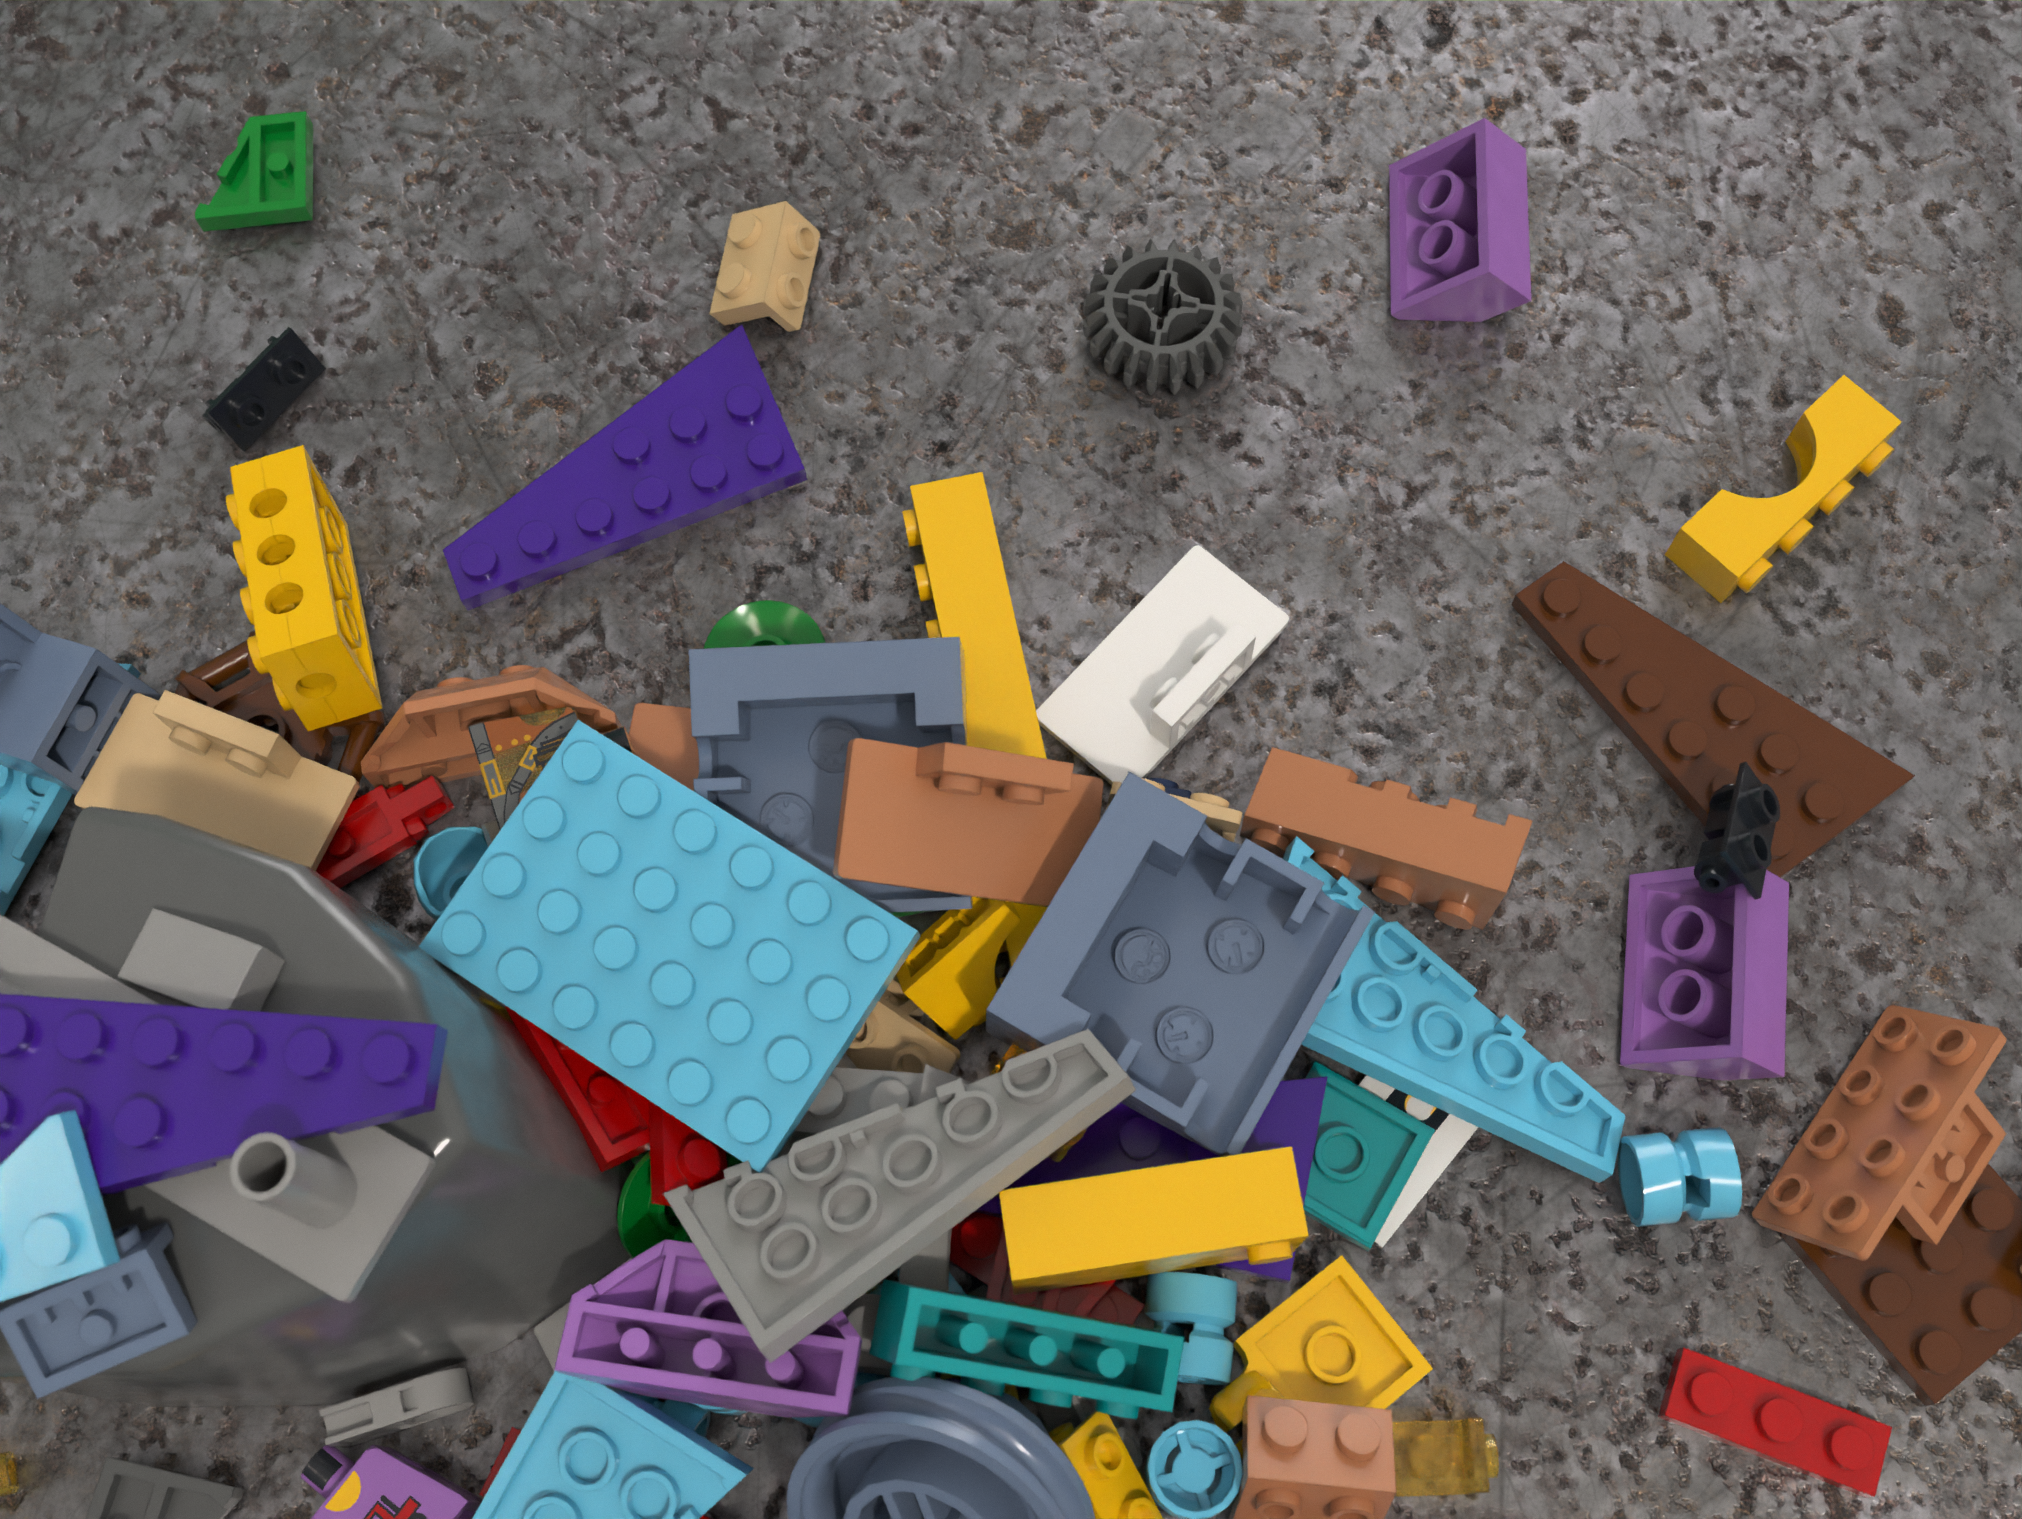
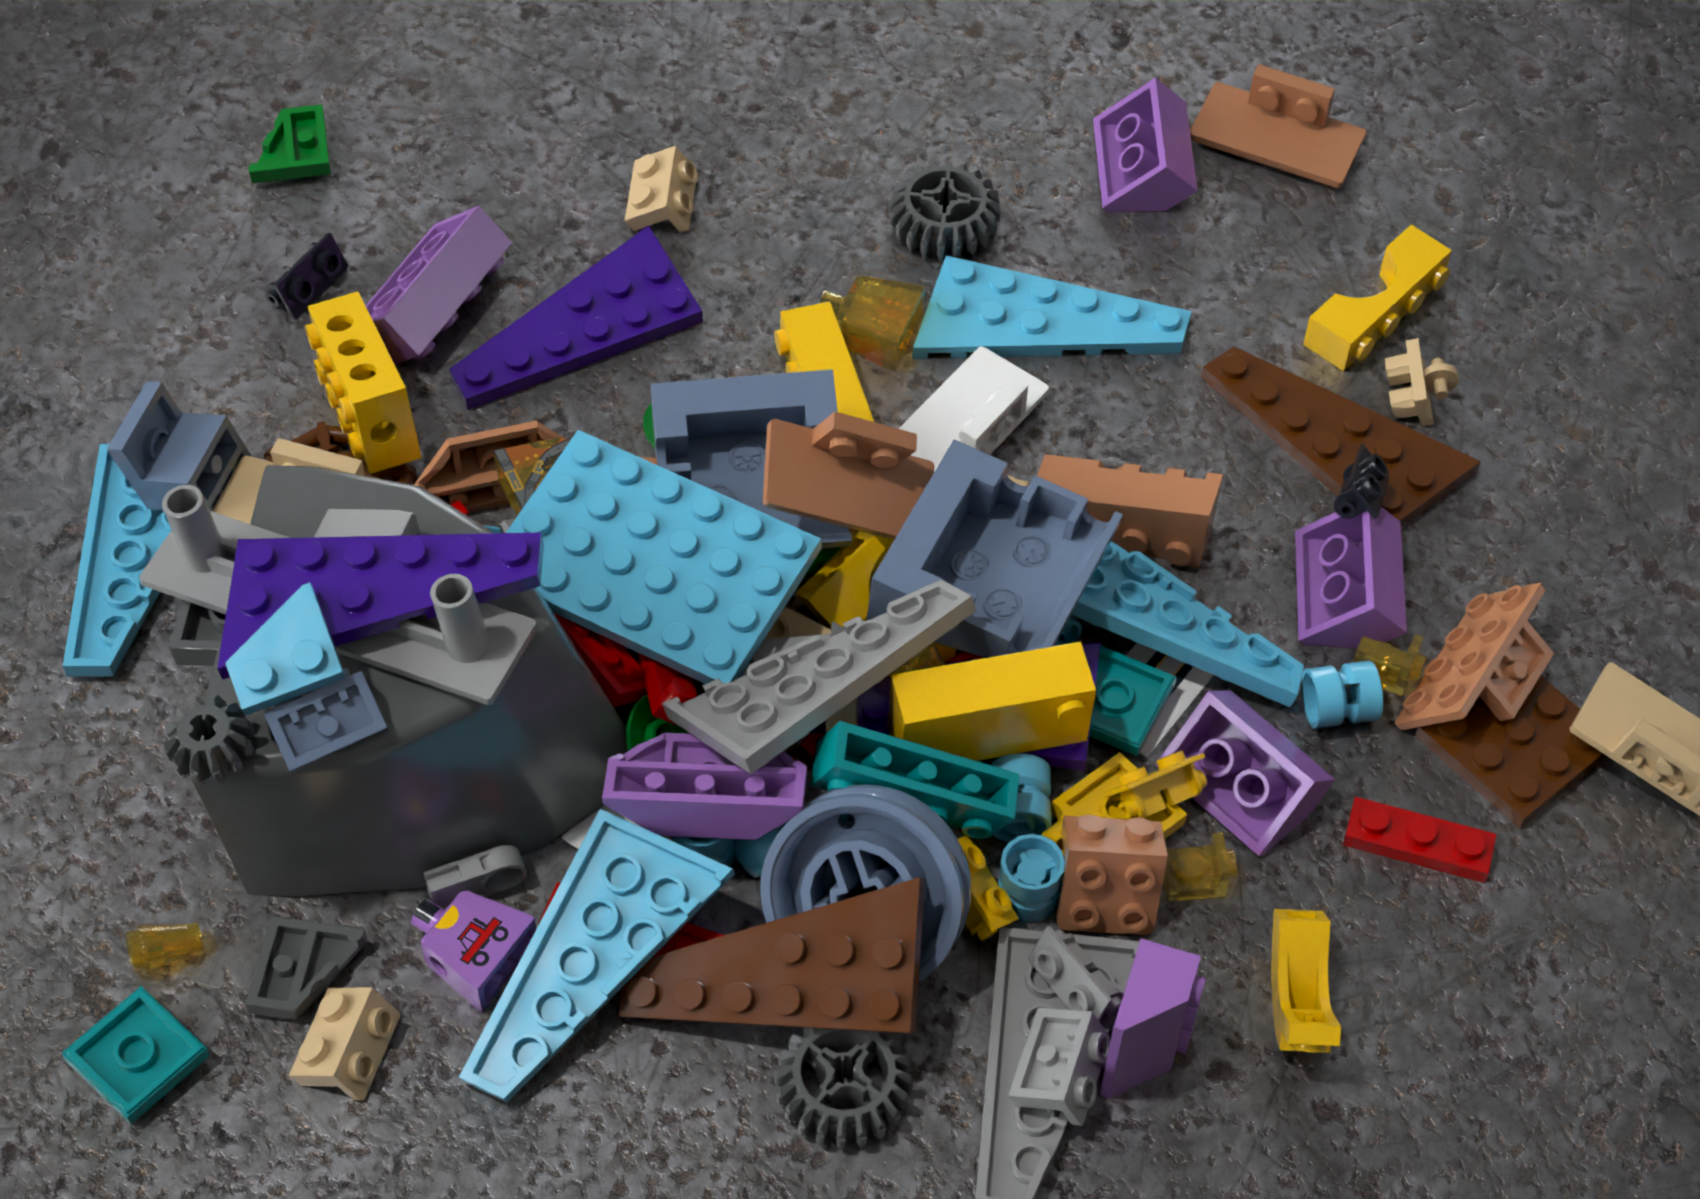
camera: 10 degrees left, 15 degrees down
(428, 415) = (435, 282): none -> medium lavender slope
(1050, 493) = (878, 318): none -> clear yellow torso
(1284, 495) = (1039, 316): none -> medium azure wing
(1418, 1310) = (1141, 791): none -> yellow hinge
(1525, 1298) = (1253, 773): none -> medium lavender slope
(1660, 193) = (1281, 126): none -> nougat bracket
(1753, 1128) = (1391, 663): none -> clear yellow bracket
(1824, 612) = (1434, 379): none -> tan hips

